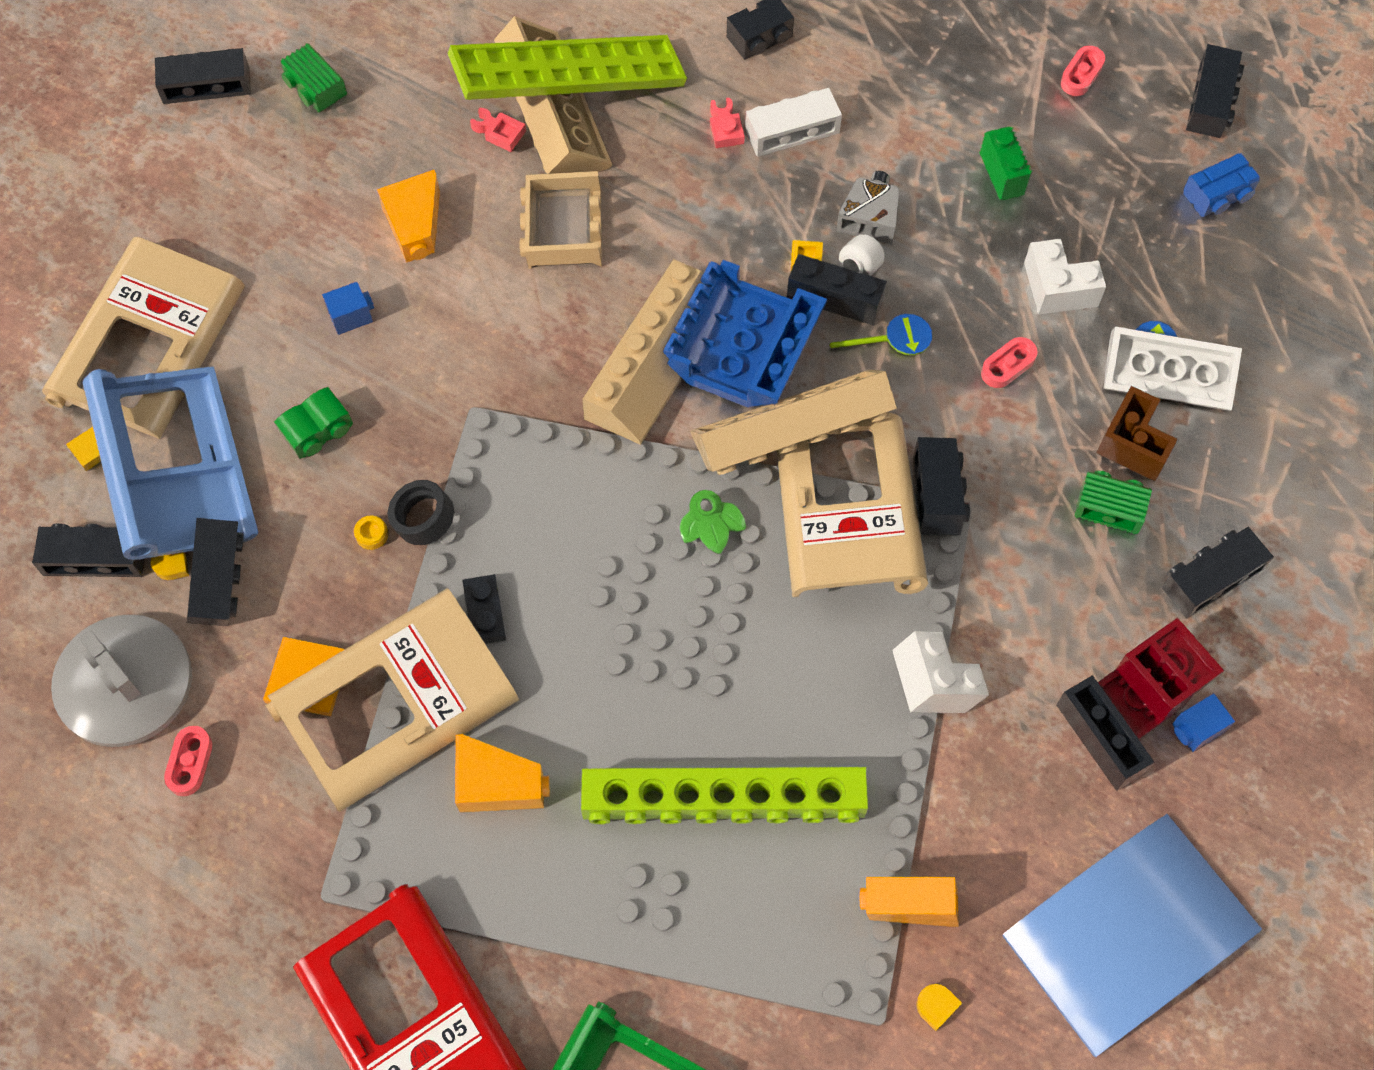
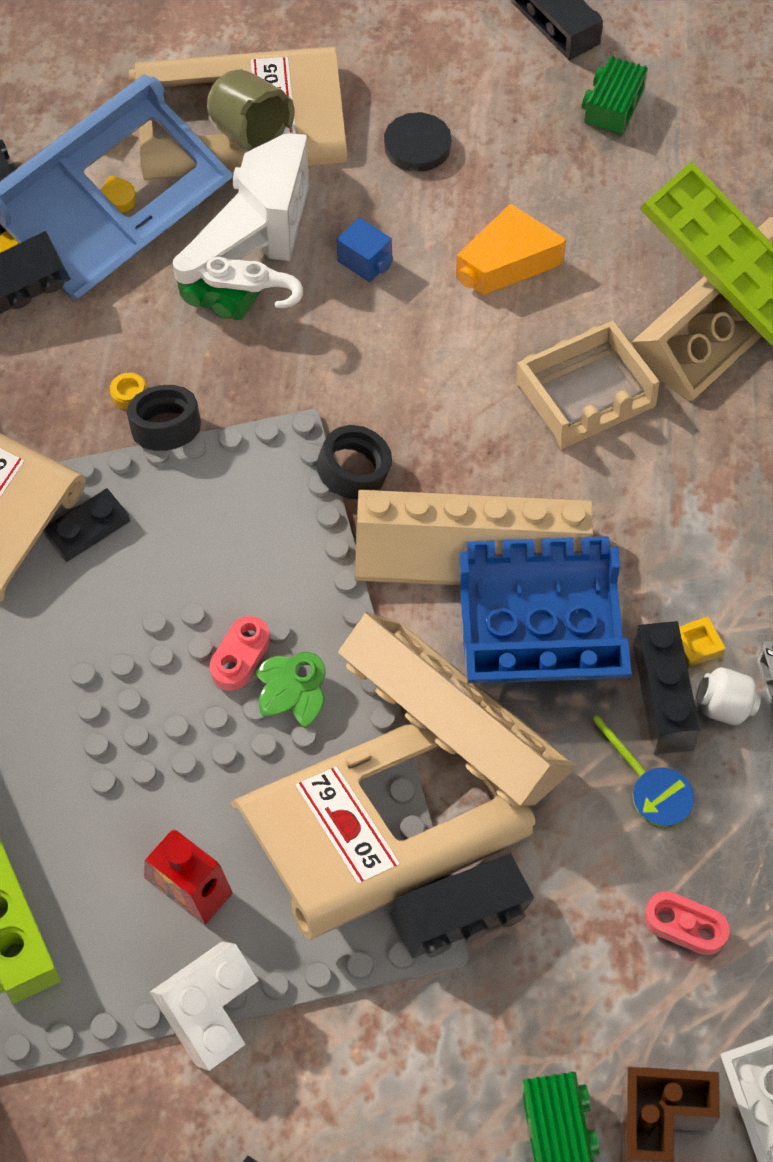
camera: 65 degrees right, 5 degrees down
(166, 458) = (120, 193): none -> yellow tile
(168, 320) = (249, 109): none -> olive cylinder
(262, 228) = (417, 141): none -> black tile
(281, 360) = (261, 216): none -> white slope
(500, 131) = (664, 278): coral plate -> none
(541, 416) = (363, 441): none -> black tyre
(660, 544) = (241, 650): none -> coral plate
(832, 651) = (181, 873): none -> red torso

